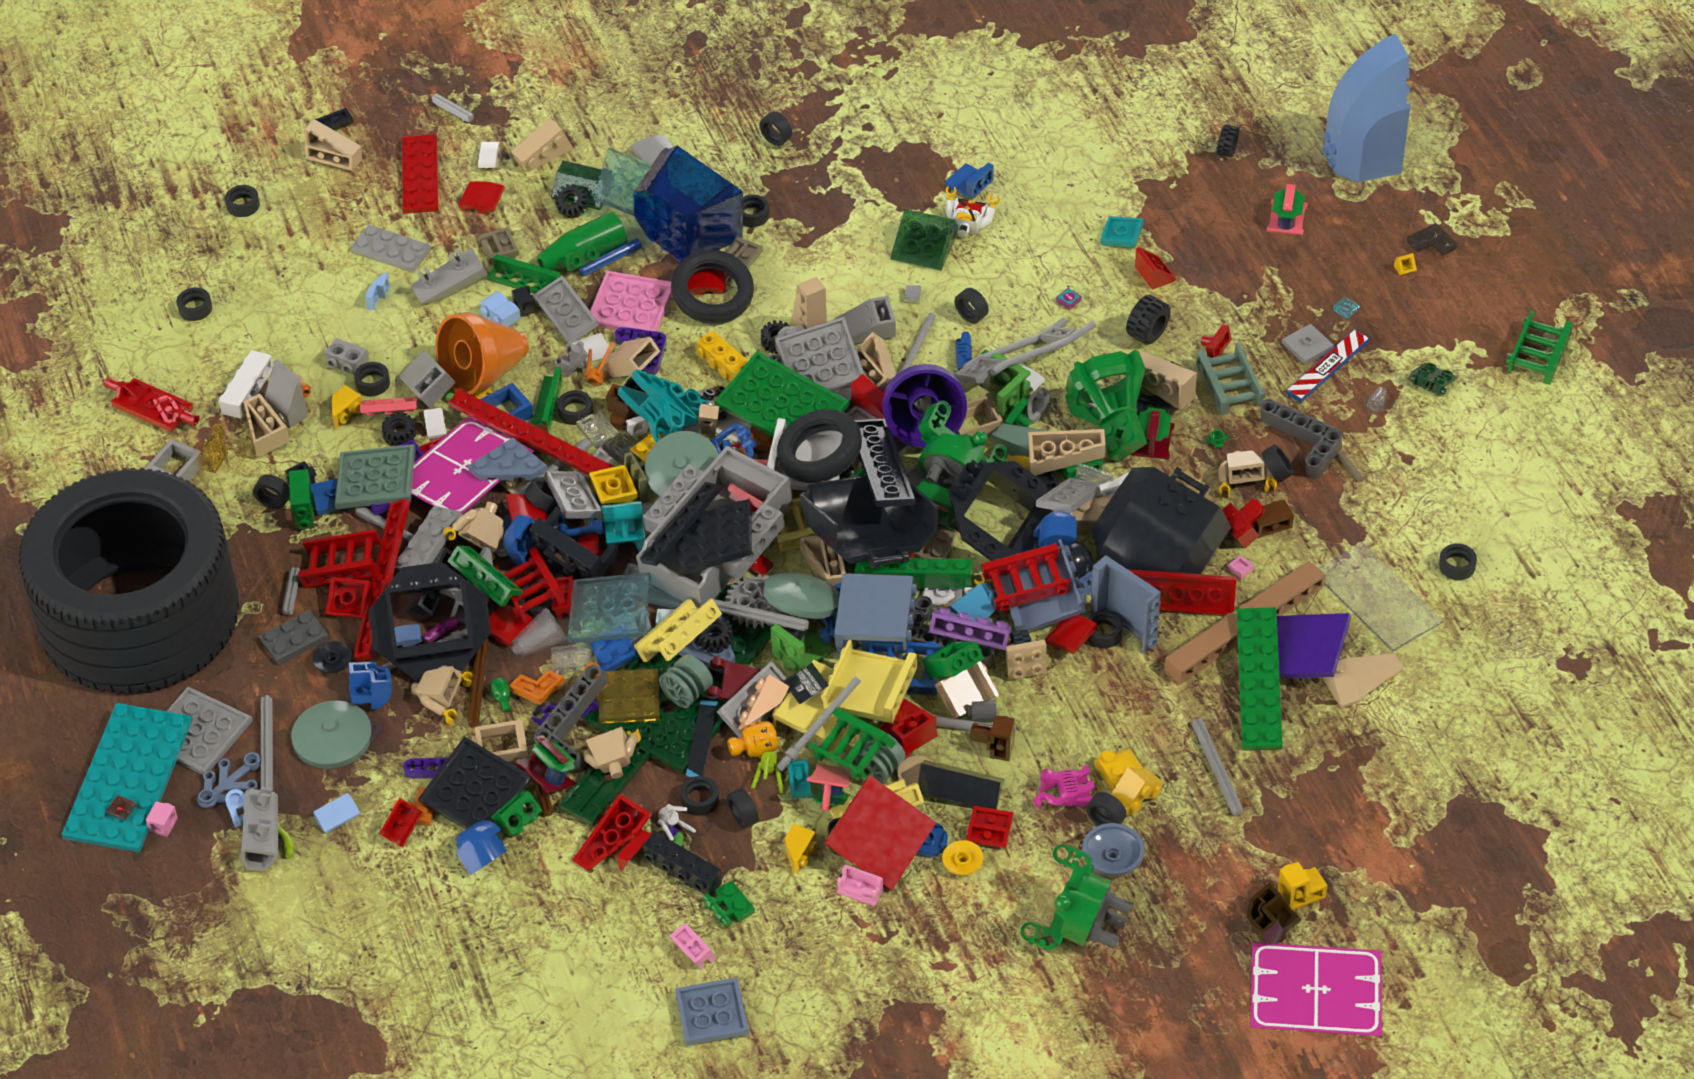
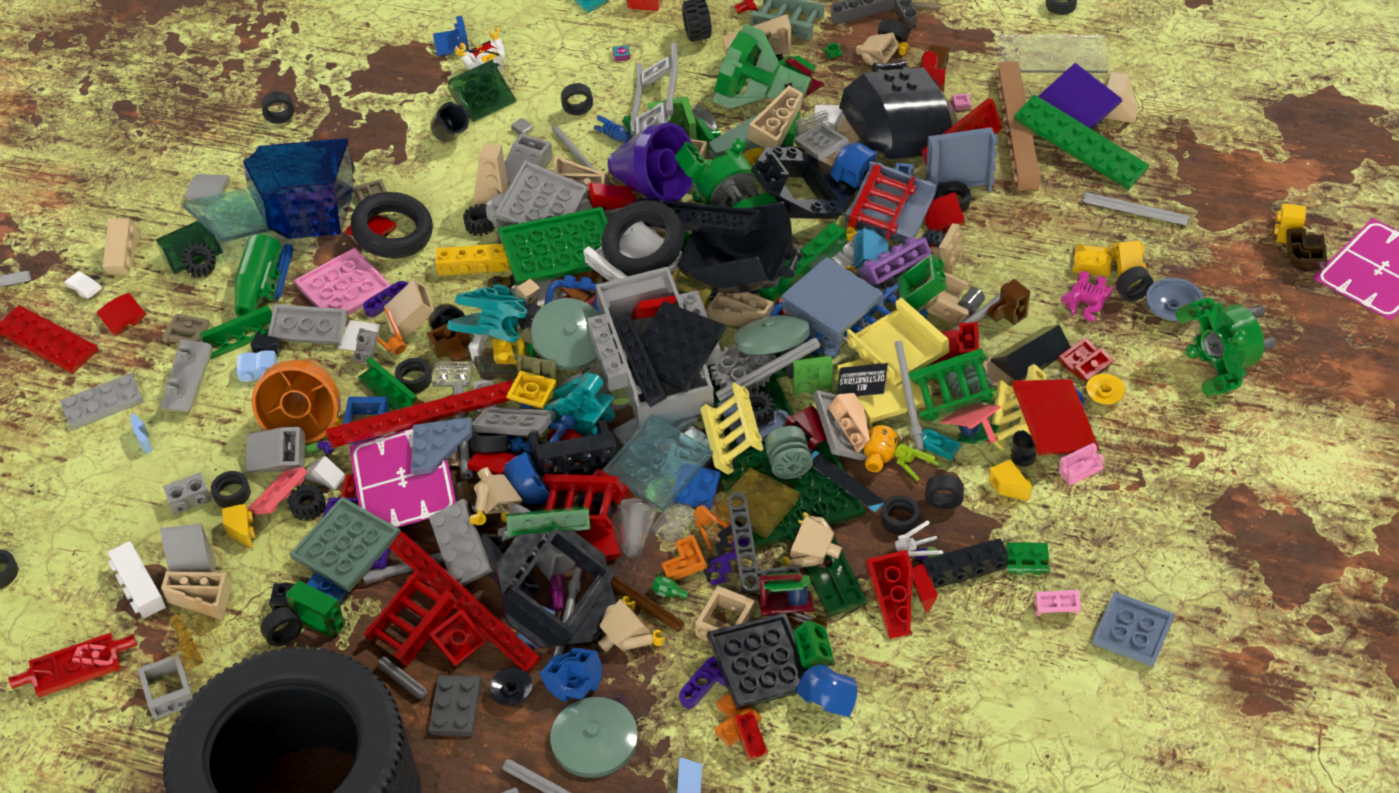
camera: 50 degrees left, 0 degrees up
(857, 234) = (449, 122): none -> black cylinder

